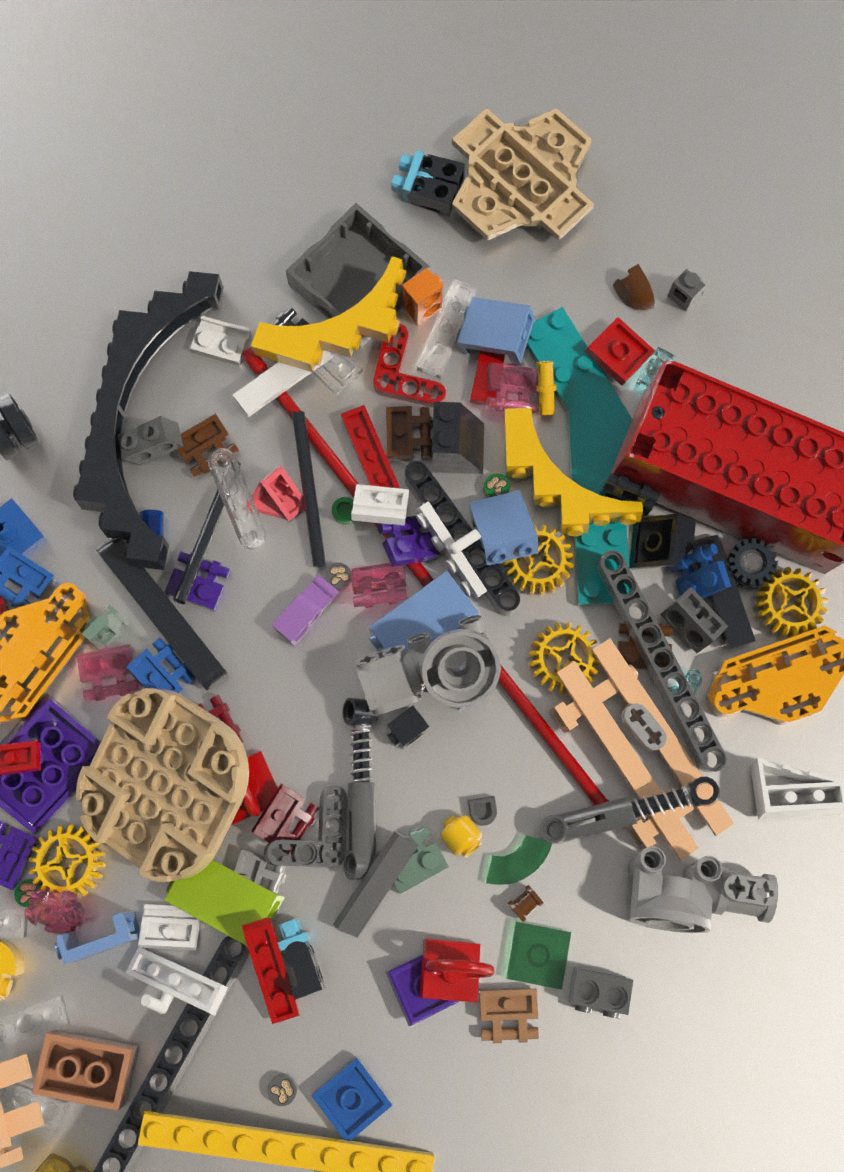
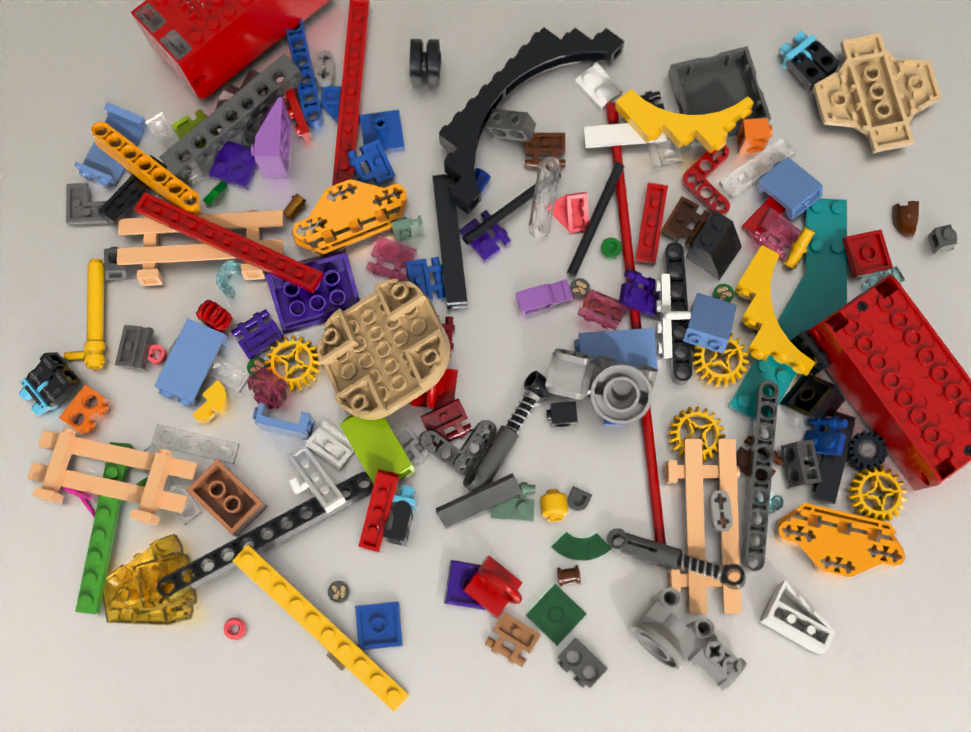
camera: 35 degrees right, 0 degrees up
(380, 504) = (636, 257): white plate -> none

